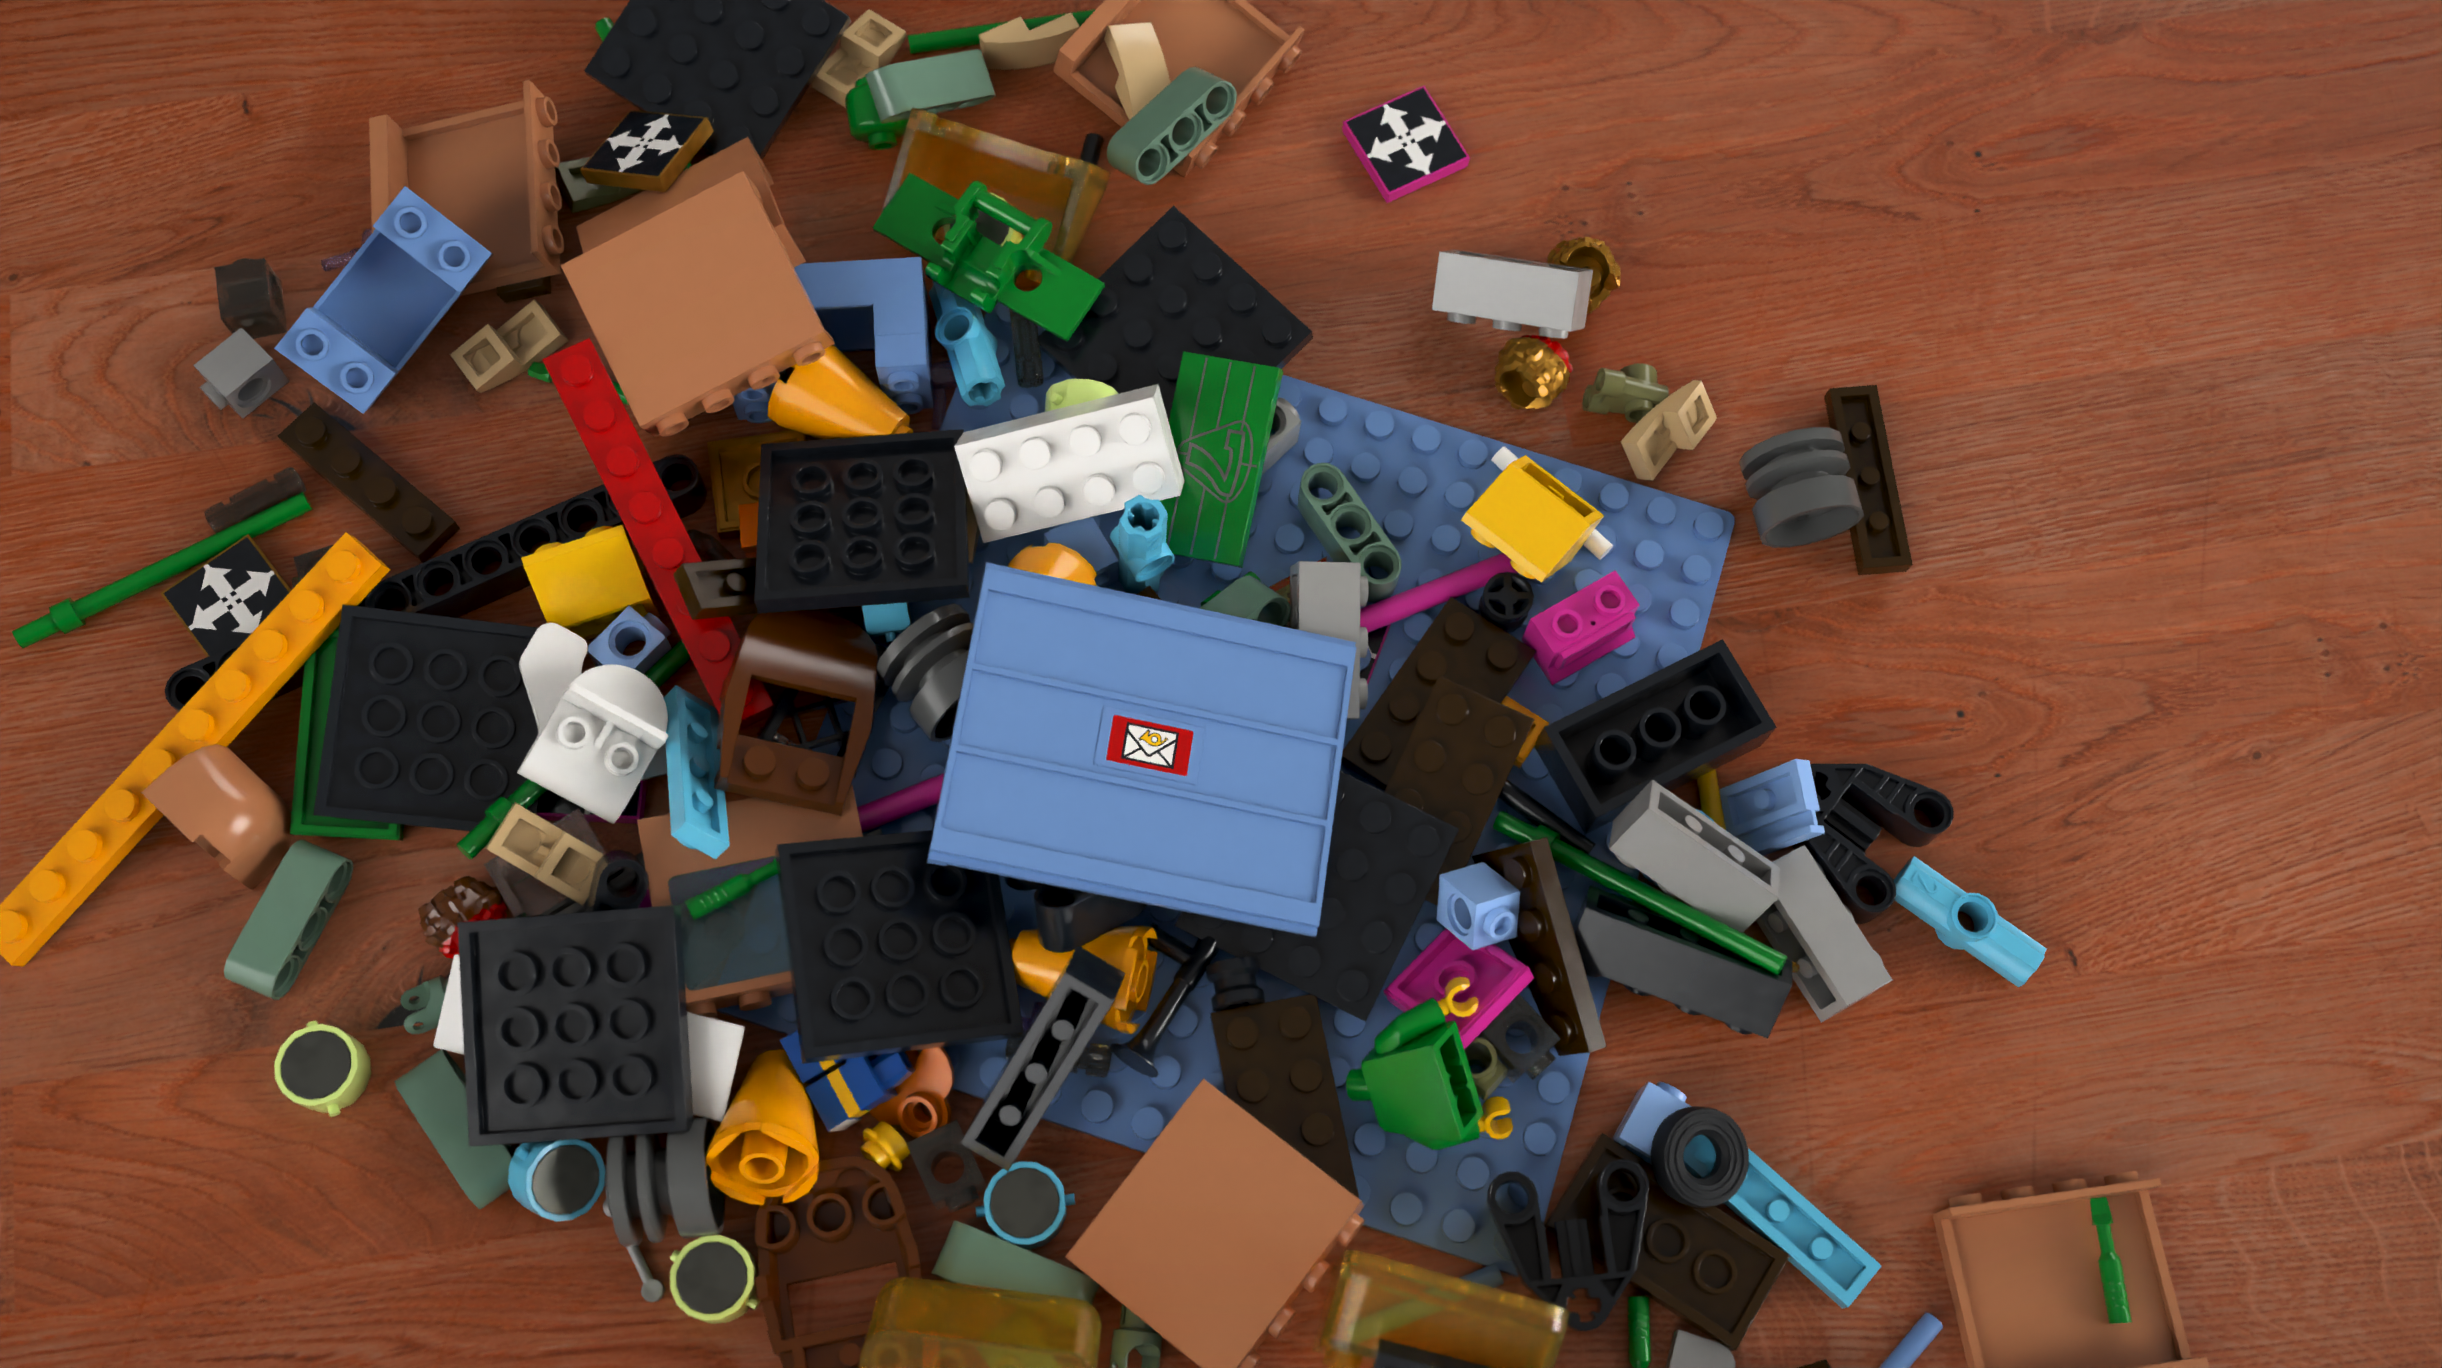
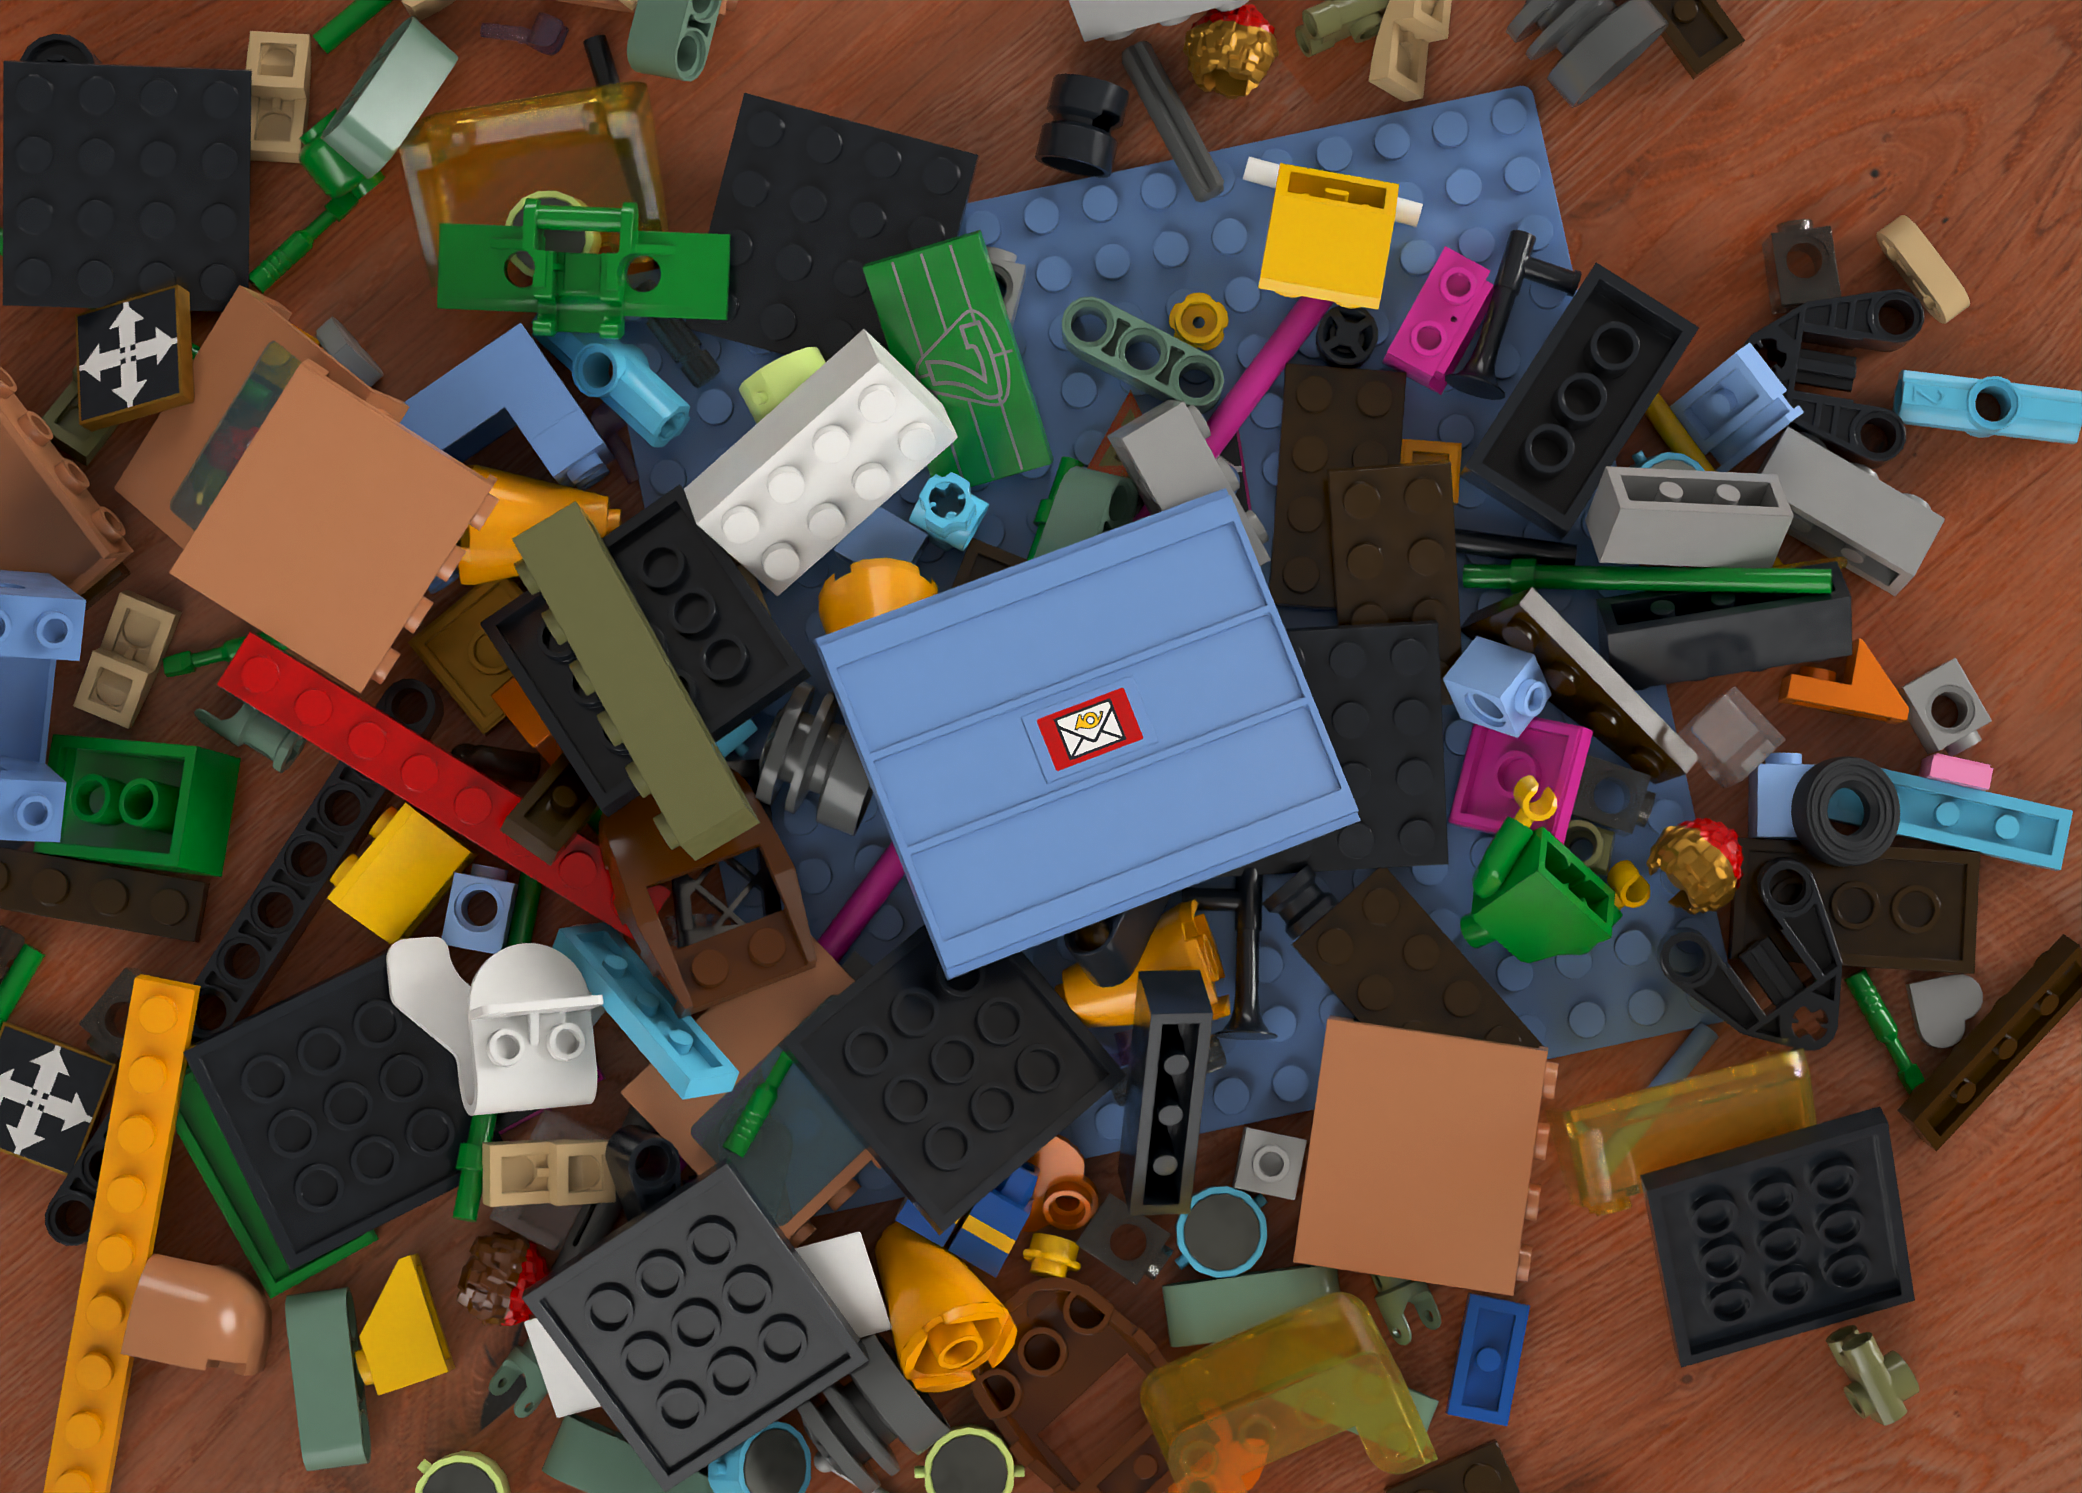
camera: 20 degrees left, 15 degrees up
(368, 915) = (404, 1333): none -> yellow slope
(448, 443) = (144, 804): none -> green slope
(564, 442) = (258, 732): none -> sand green piece
(797, 227) = (345, 349): none -> light grey tile
(812, 154) = (299, 243): none -> green piece
(836, 528) = (634, 682): none -> olive brick
(1061, 117) = (545, 35): none -> hand
(1093, 1171) = (1269, 1163): none -> light grey brick
(1400, 360) = (1082, 124): none -> black wheel
(1406, 523) = (1200, 306): none -> yellow plate
(1463, 397) = (1172, 121): none -> dark grey axle
(1565, 1129) = (1701, 862): none -> pearl gold piece
(1587, 682) = (1516, 264): none -> black piece
(1639, 1048) = (1730, 737): none -> clear panel
(1756, 1081) = (1862, 694): none -> orange slope
(1804, 1180) = (1956, 771): none -> bright pink tile
(1828, 1107) = (1950, 682): none -> light grey brick
(1882, 722) = (1785, 288): none -> clear smoke brick
(1965, 788) = (1923, 269): none -> tan beam

